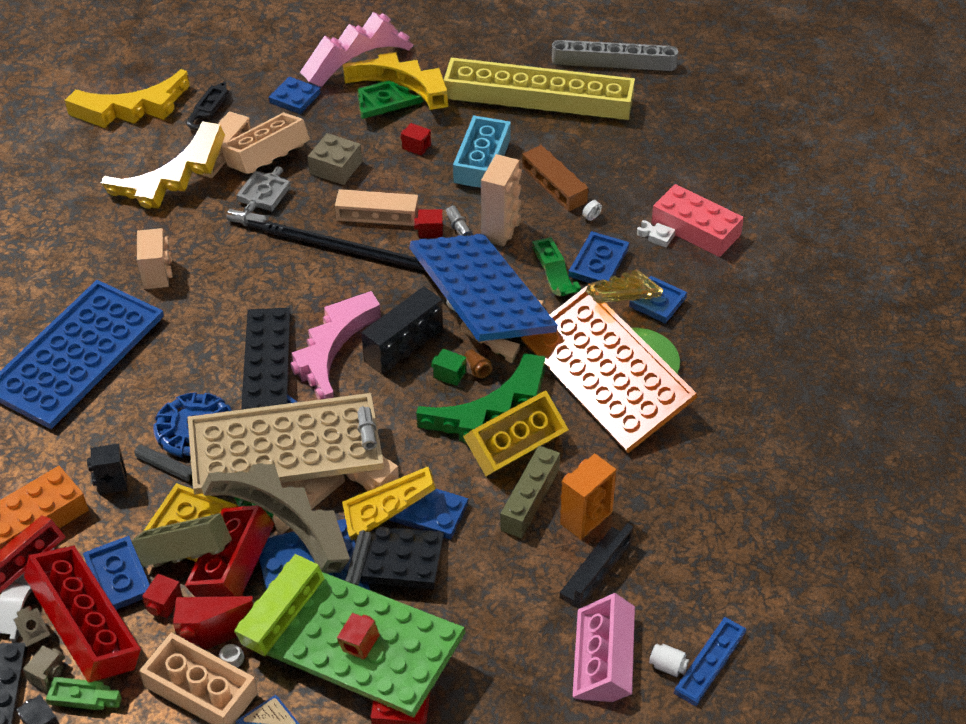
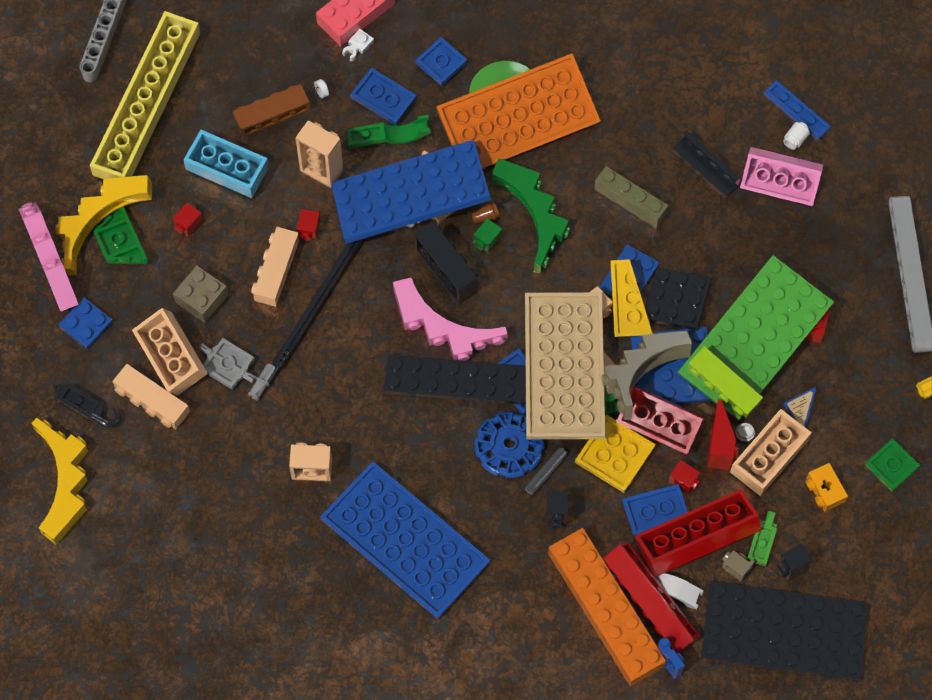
camera: 80 degrees left, 20 degrees up
(31, 636) = (701, 573): dark tan brick -> none
(174, 176) = (185, 411): arch -> none
(182, 540) = (650, 450): olive brick -> none
(358, 557) = (670, 326): dark grey axle -> none
(358, 635) = (769, 326): red brick -> none
(366, 428) = (568, 297): light grey axle -> none
(458, 221) = (310, 201): light grey axle -> none
(515, 433) = (578, 194): yellow brick -> none
(587, 496) = (657, 153): orange brick -> none
(626, 287) = (441, 79): clear yellow wing -> none

